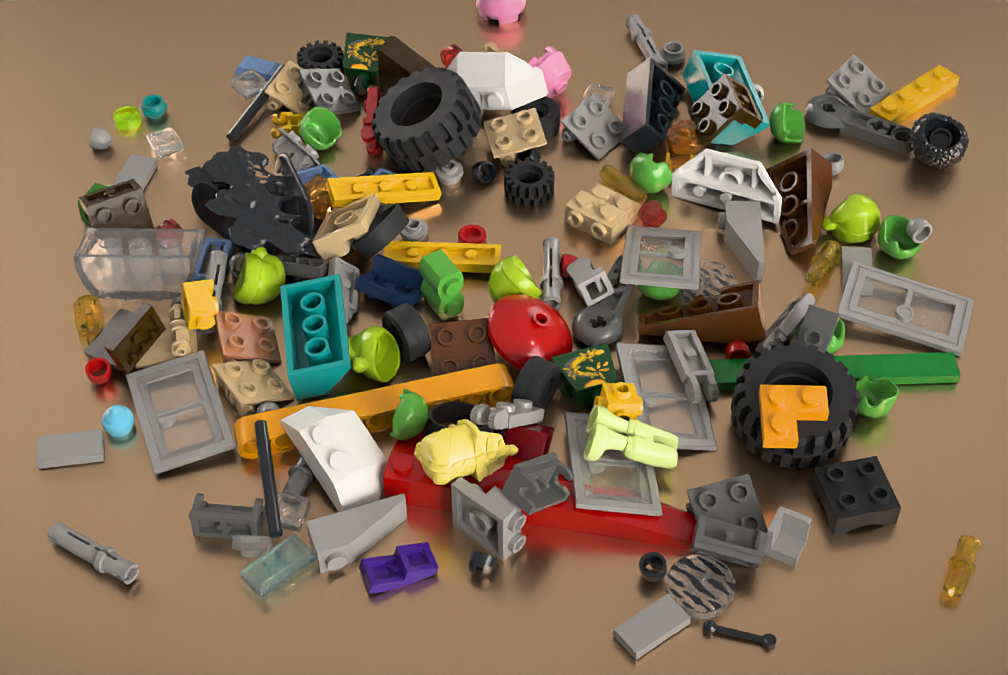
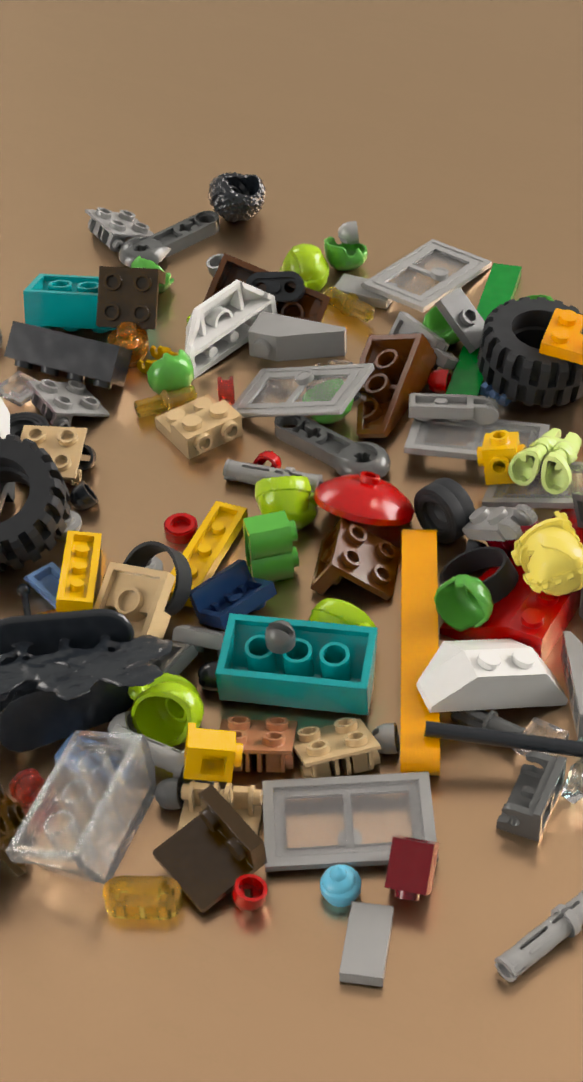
camera: 70 degrees left, 5 degrees down
(131, 450) = (411, 867): none -> dark red brick
(324, 307) = (280, 637): none -> dark grey hinge
(408, 331) = (318, 577): black tyre -> none
(529, 172) = (136, 462): black tyre -> none
(584, 373) = (430, 465): dark green torso -> none
(590, 283) = (309, 447): light grey leg -> none
(795, 199) = (276, 284): none -> black plate
(915, 95) = (150, 200): yellow plate -> none

